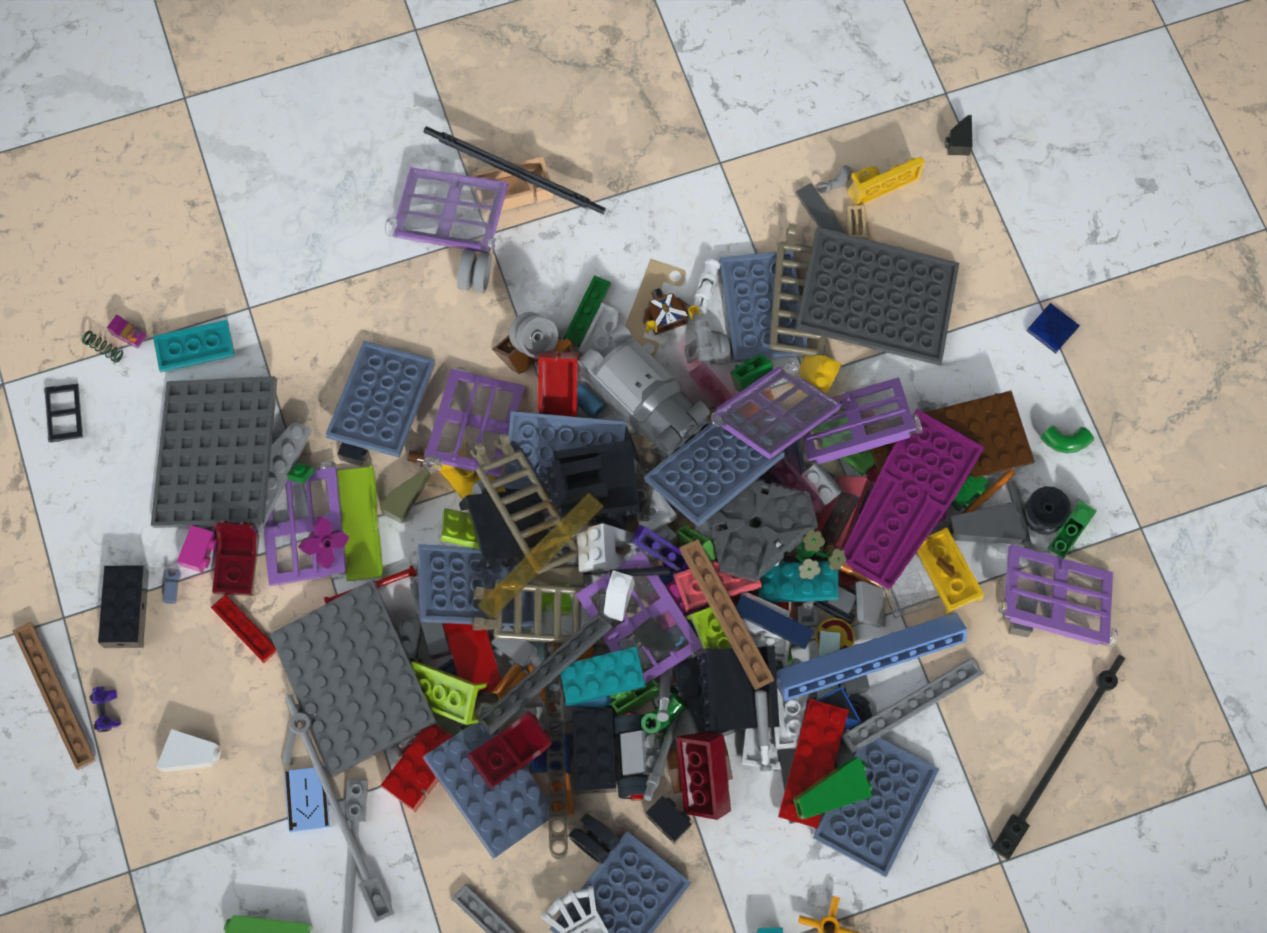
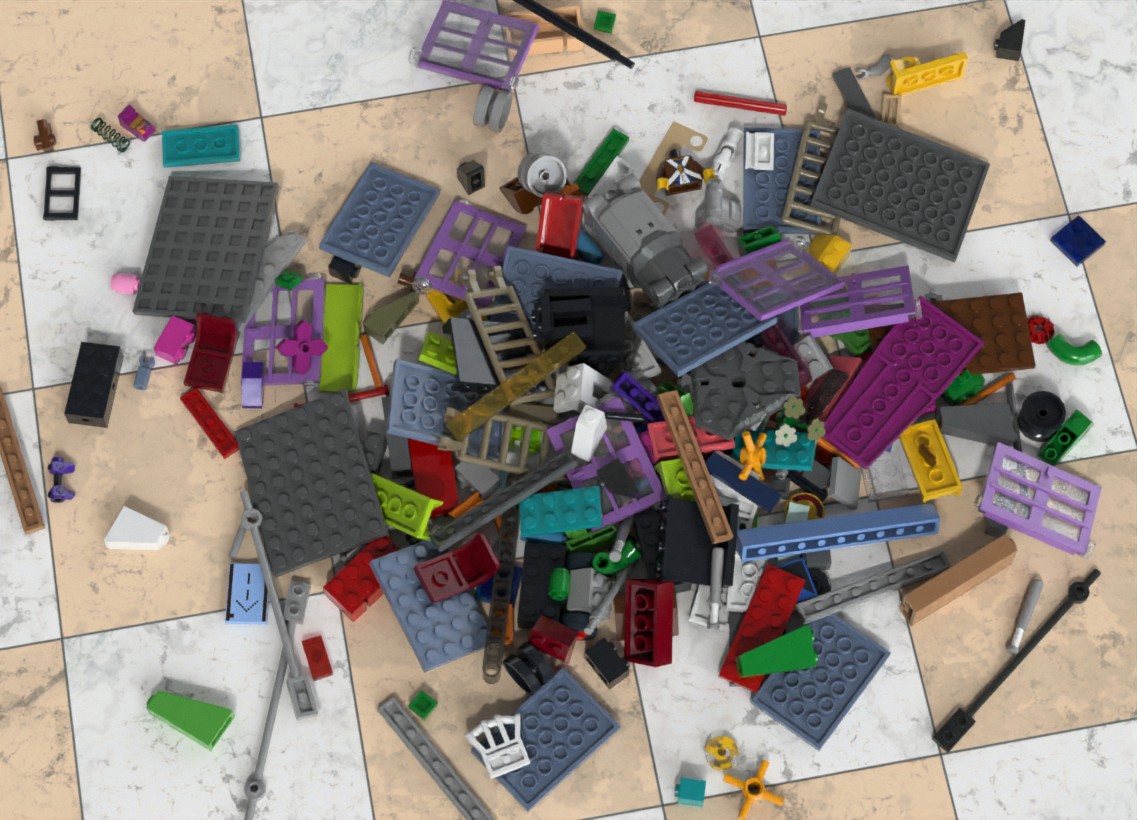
camera: 10 degrees right, 5 degrees down
(38, 360) = (45, 140): none -> reddish brown plate
(139, 497) = (125, 283): none -> bright pink brick
(280, 585) = (252, 385): none -> slope
(385, 855) = (317, 658): none -> clear red plate
(393, 543) = (371, 361): none -> orange bar
(463, 342) = (471, 176): none -> pearl dark grey slope
(495, 889) = (423, 705): none -> green plate
(569, 168) = (604, 22): none -> green plate
(612, 750) = (559, 584): none -> green brick
(613, 806) = (553, 639): none -> dark red slope
(712, 232) = (740, 103): none -> red axle
(738, 280) = (759, 151): none -> white plate
(780, 594) = (752, 455): none -> light orange bar
(796, 885) = (721, 762): none -> piece
(993, 686) = (958, 579): none -> medium nougat brick
(1032, 429) = (1048, 329): none -> red gear
(1060, 712) = (1028, 607): none -> light grey piece

